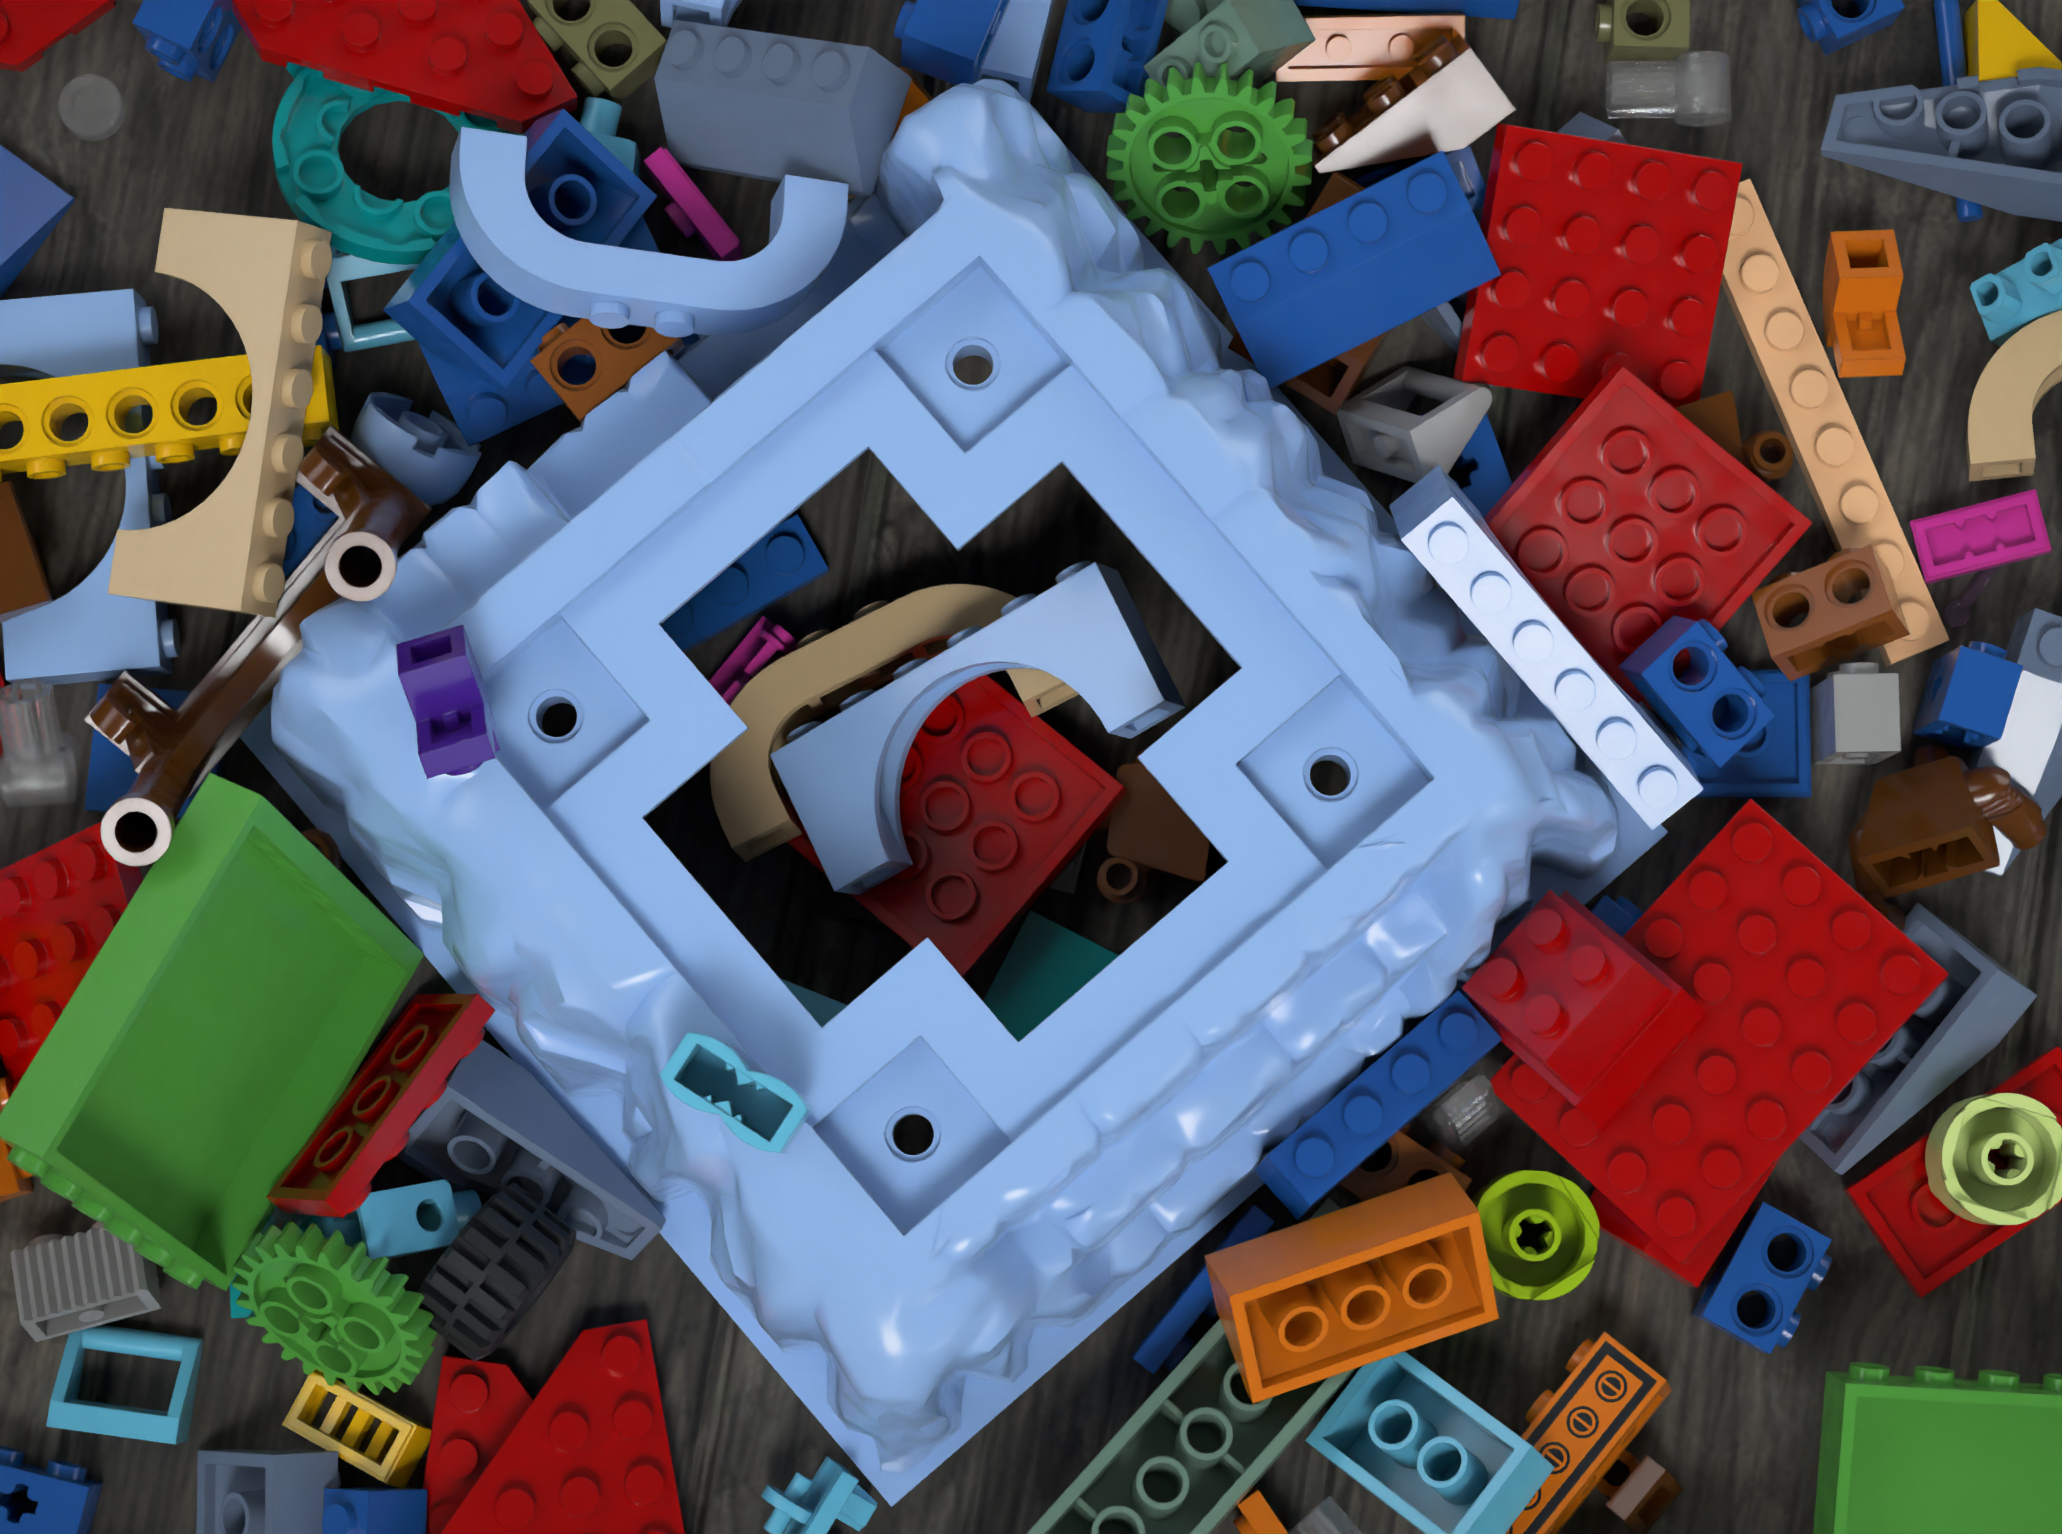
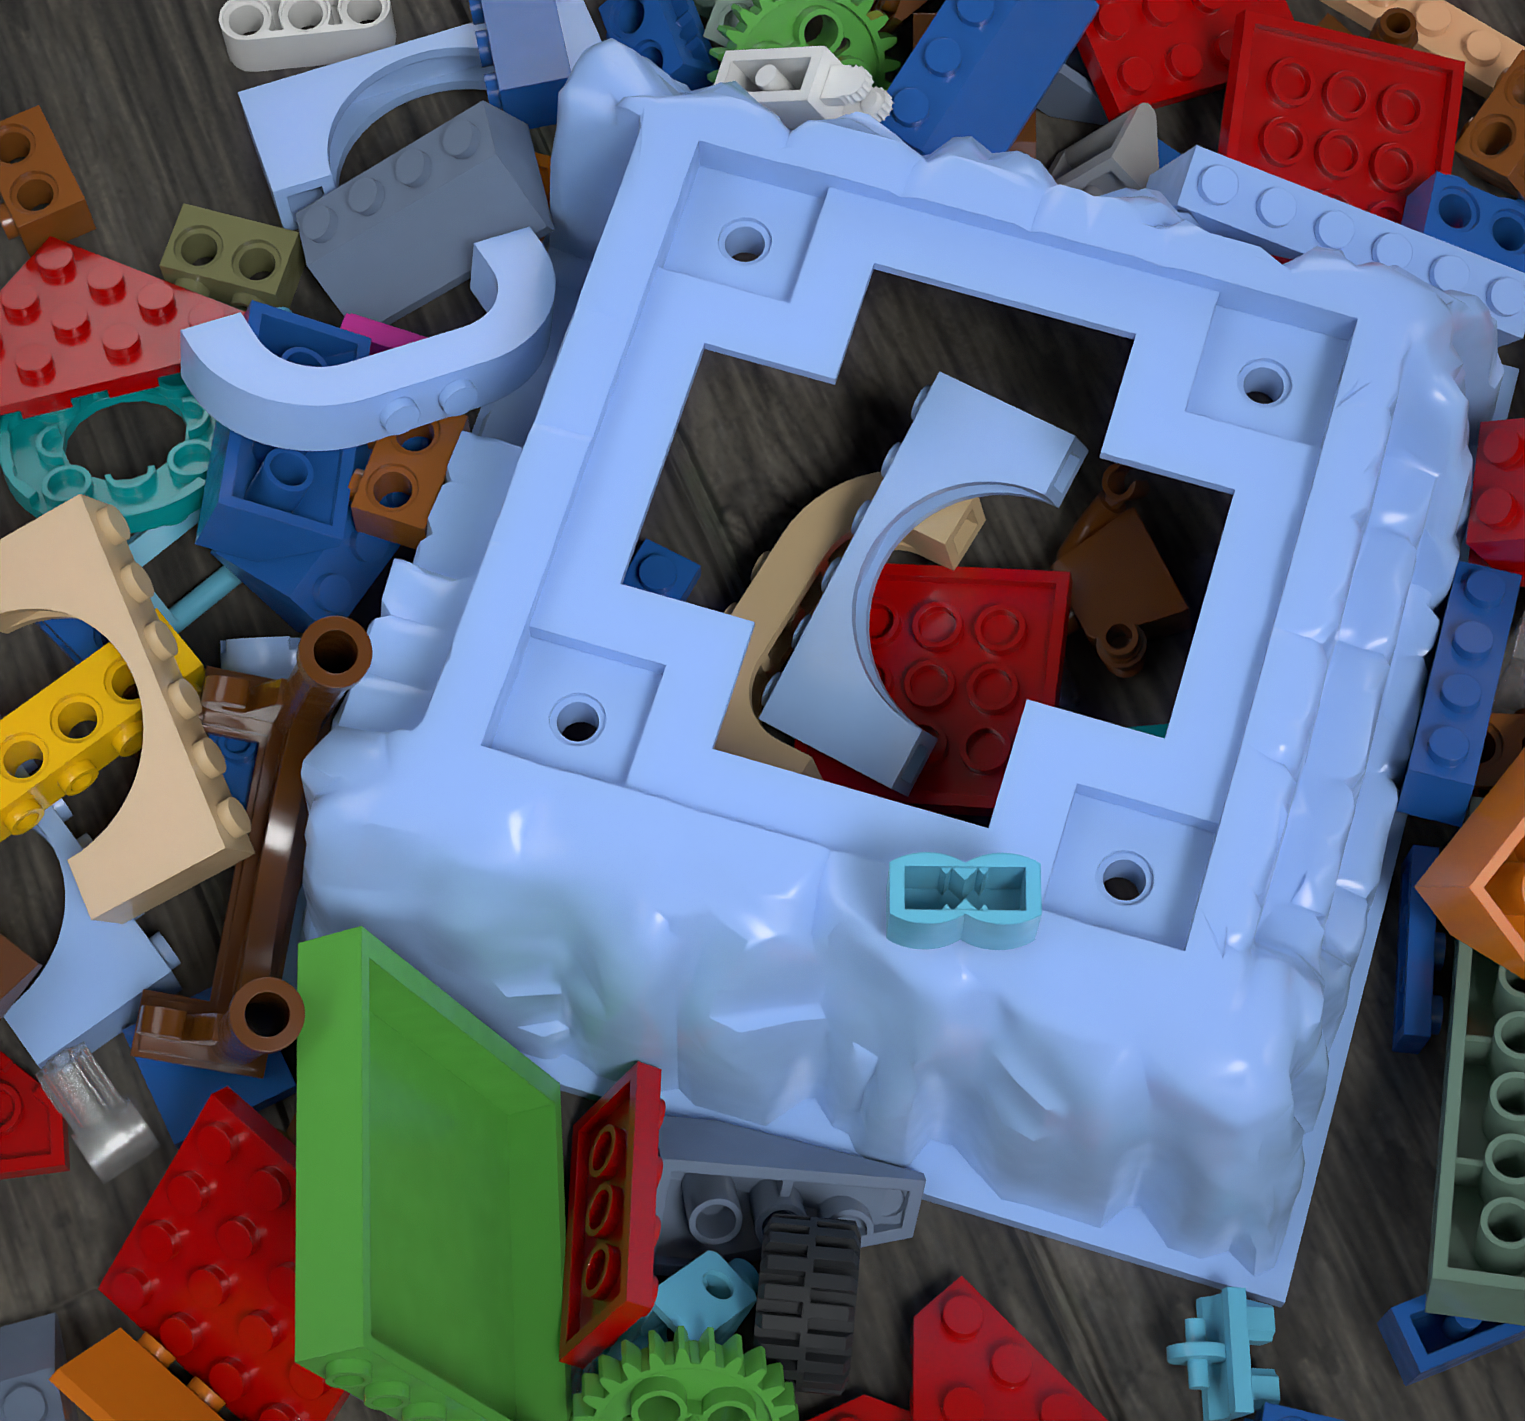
camera: 30 degrees left, 15 degrees down
(447, 702) = (484, 730): dark purple brick -> none
(1159, 203) = (804, 84): none -> white hinge

